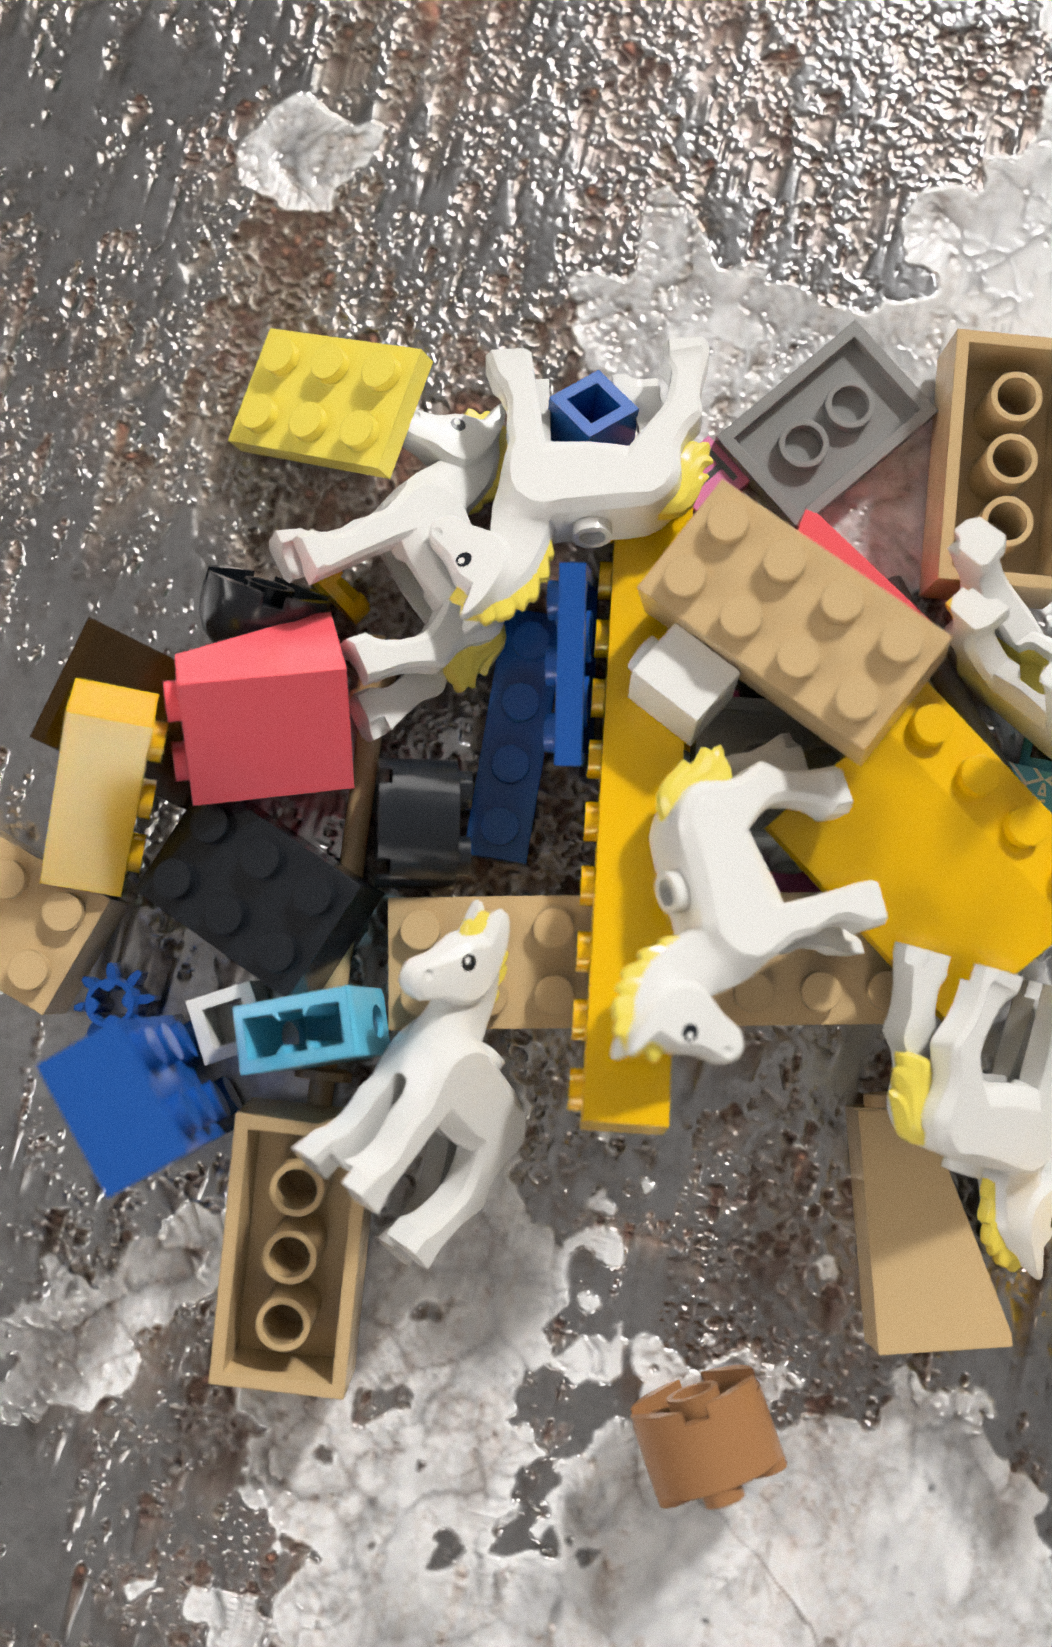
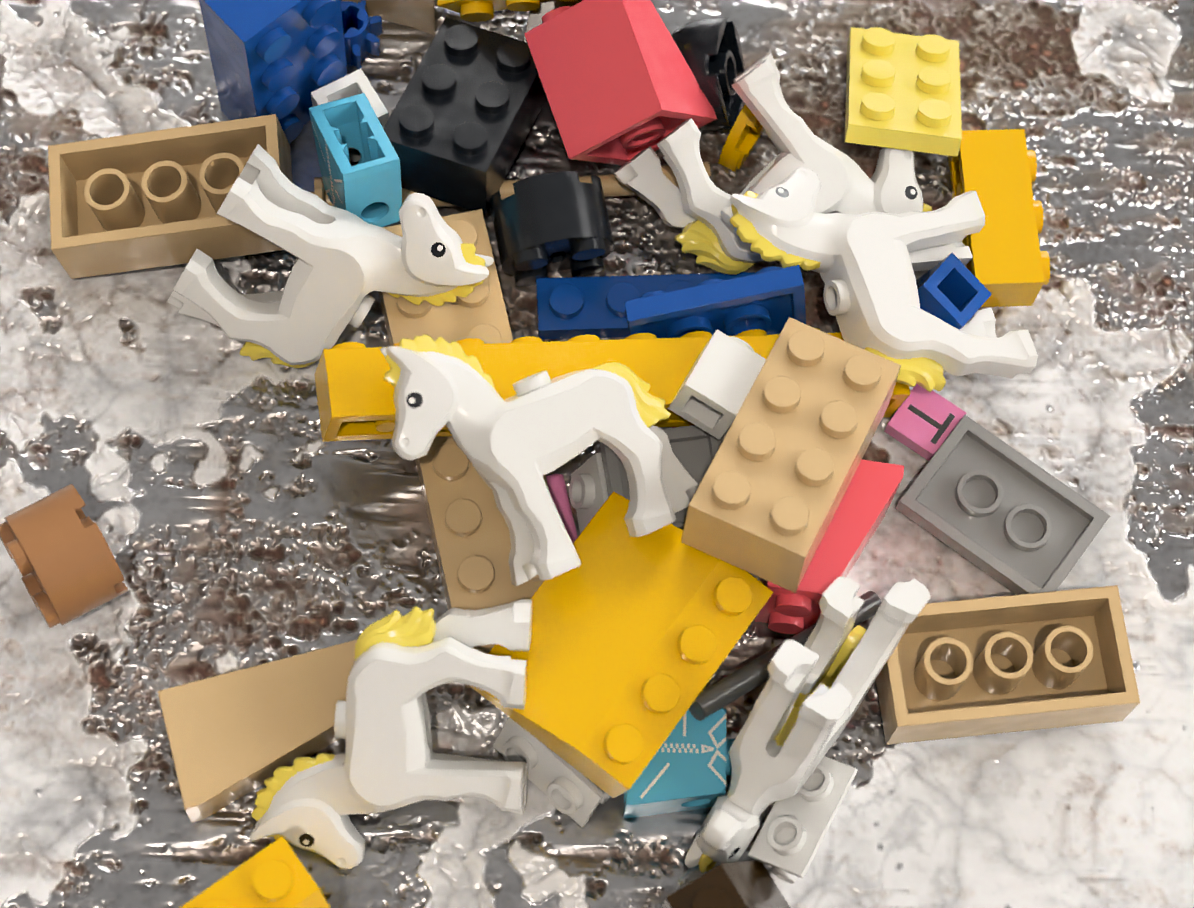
camera: 70 degrees right, 15 degrees down
(463, 327) = (1008, 246): none -> yellow brick

